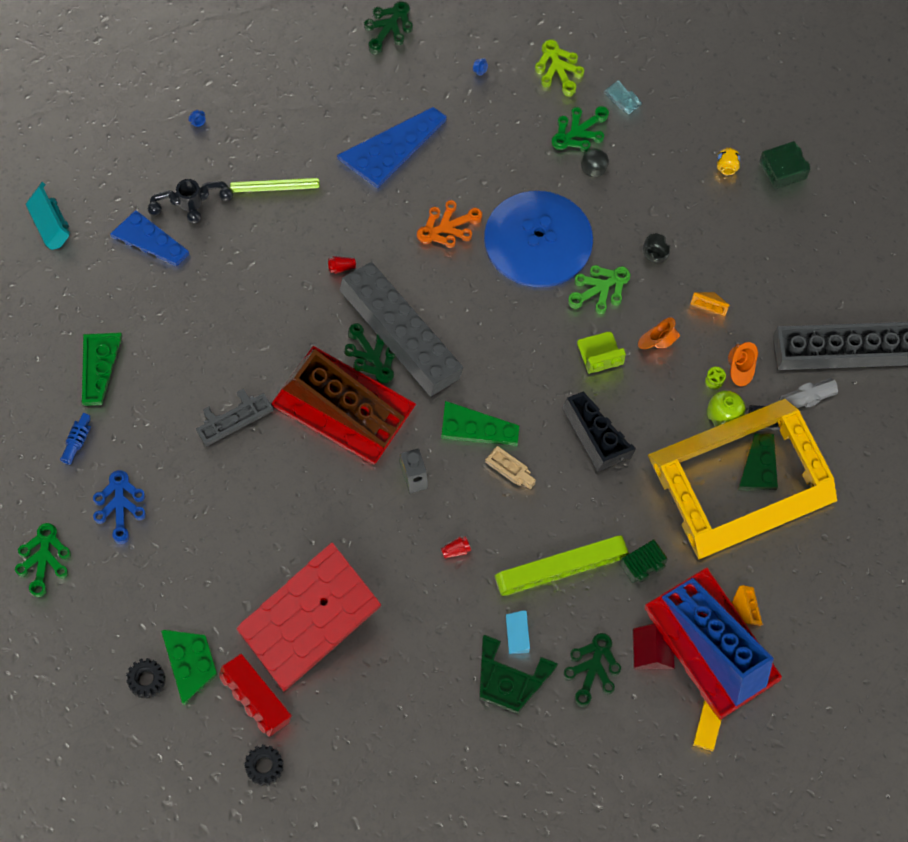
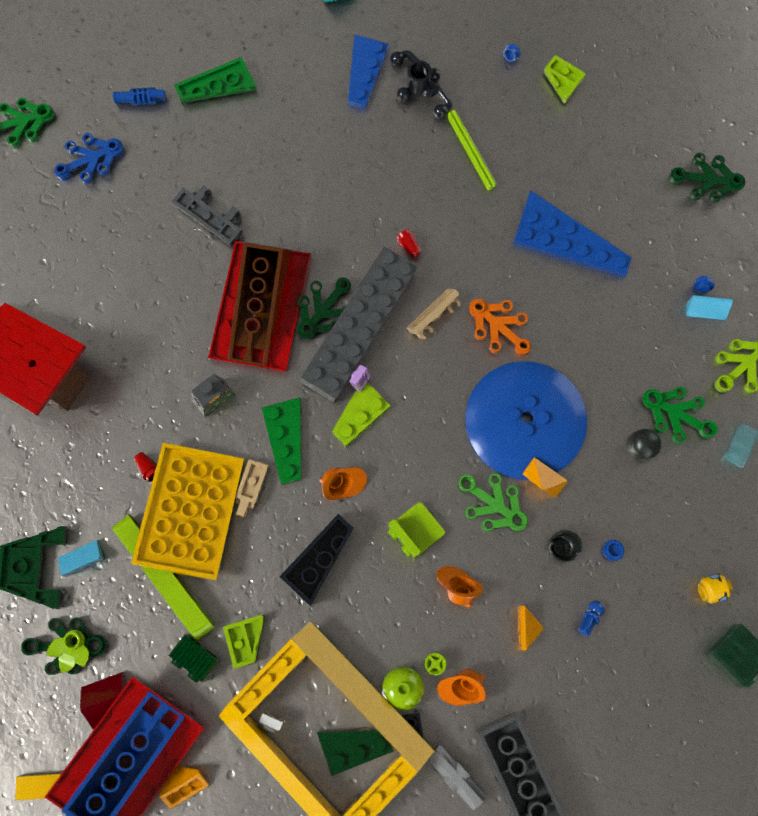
camera: 75 degrees right, 10 degrees up
(242, 89) = (563, 77): none -> lime wing
(414, 269) = (434, 312): none -> tan plate
(451, 344) = (359, 378): none -> lavender plate
(479, 358) = (359, 414): none -> lime wing
(501, 72) = (708, 307): none -> medium azure slope
(514, 520) = (188, 512): none -> yellow plate
(536, 392) = (343, 483): none -> orange piece
(594, 241) = (545, 477): none -> light orange slope
(603, 663) = (69, 654): none -> lime plate
(643, 518) = (244, 640): none -> lime wing
(671, 217) = (613, 550): none -> blue plate
(719, 253) = (591, 618): none -> blue axle
(719, 517) = (271, 722): none -> white plate

